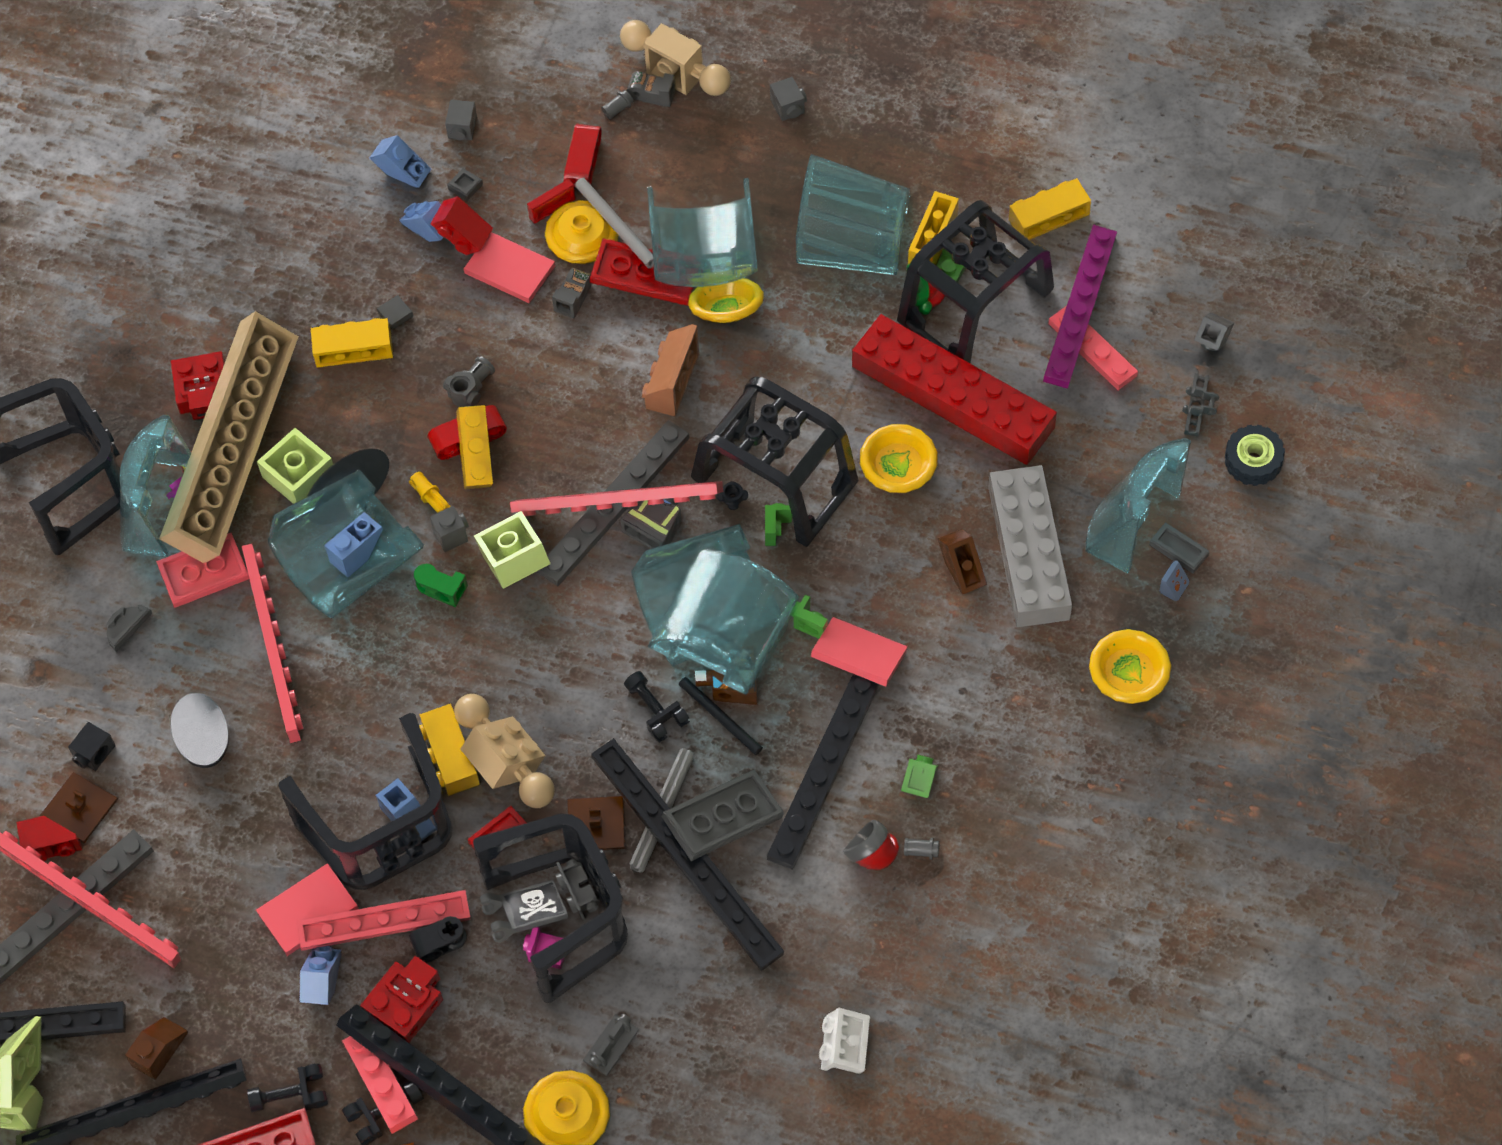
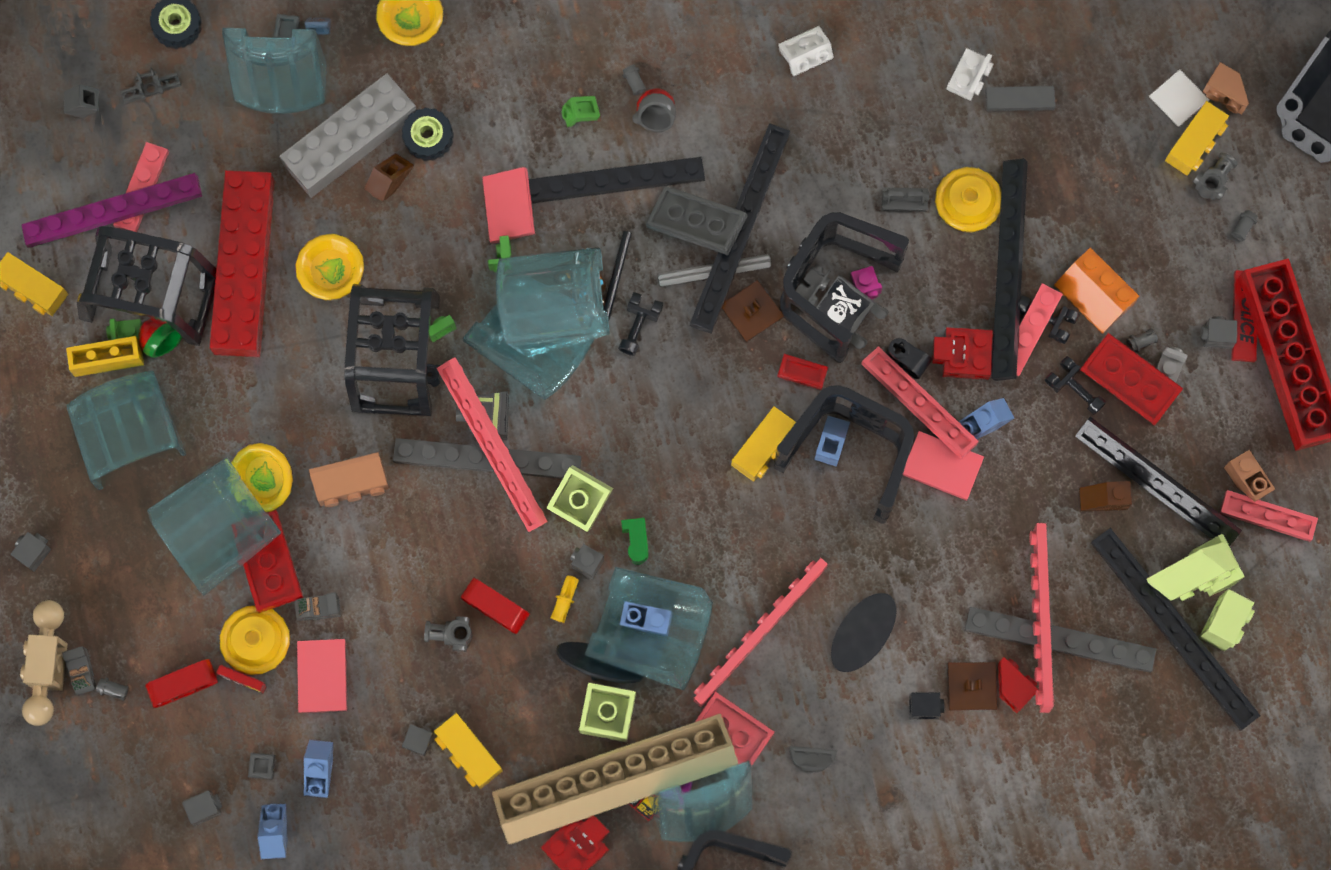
camera: 125 degrees left, 15 degrees up
(461, 226) = (313, 729): red brick -> none
(474, 447) = (511, 580): yellow brick -> none
(503, 751) = (746, 396): tan brick -> none
(615, 222) = (236, 608): light grey piece -> none
(983, 604) = (430, 147): none -> black wheel

